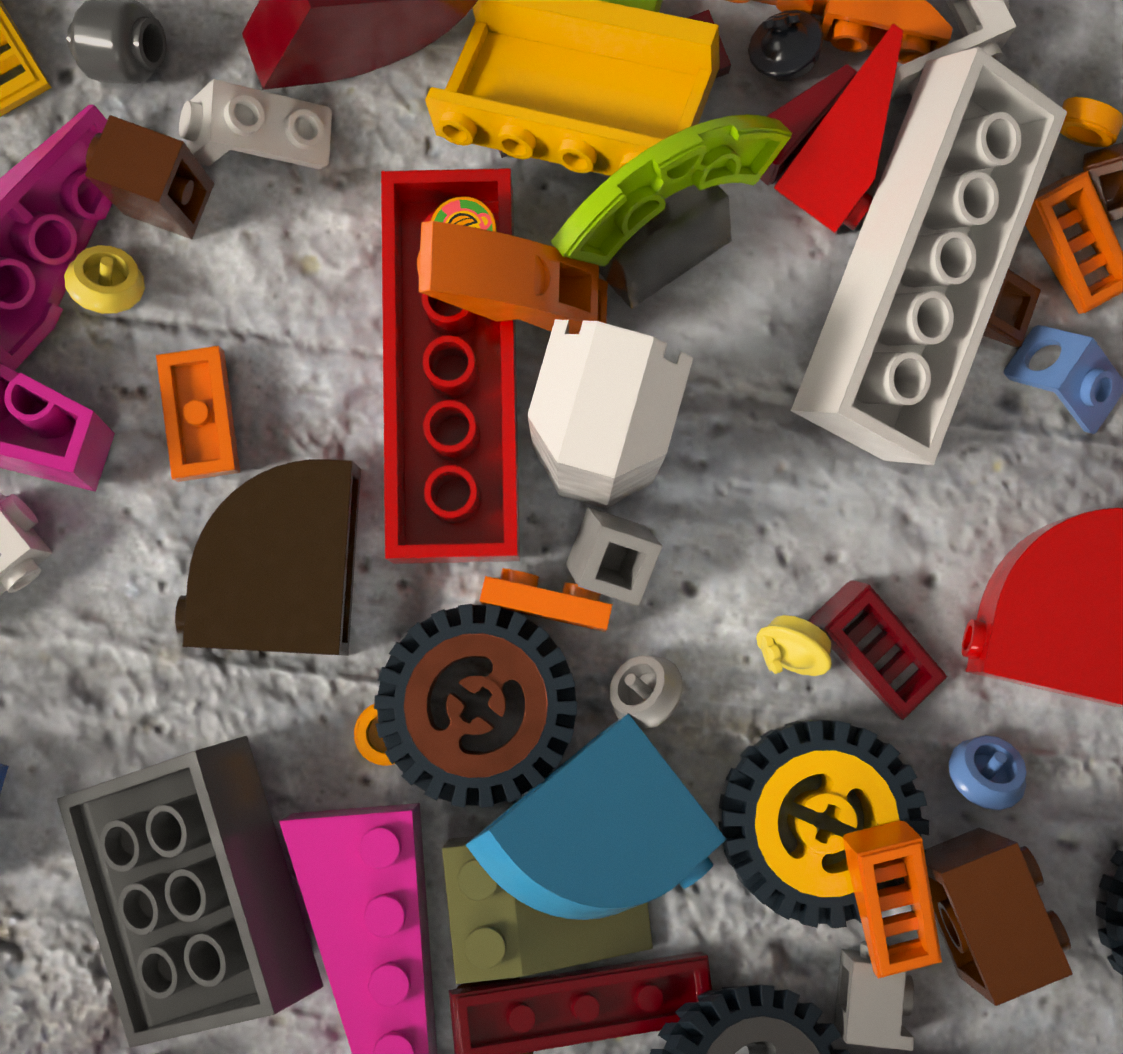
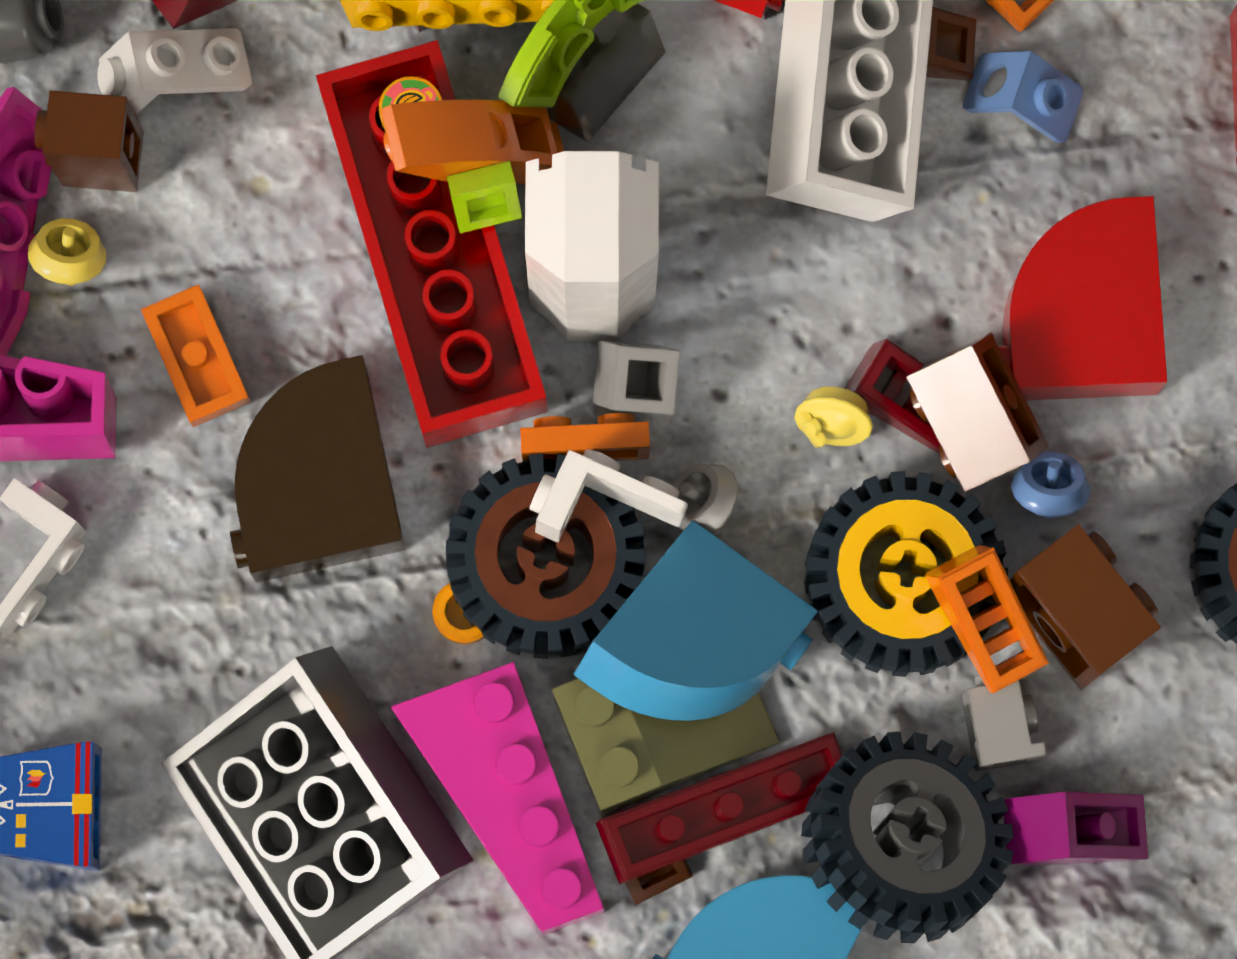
camera: 20 degrees left, 5 degrees down
(500, 660) = (558, 497): none -> white bracket
(509, 339) = (484, 197): none -> lime tile
(939, 688) = (976, 412): none -> brick

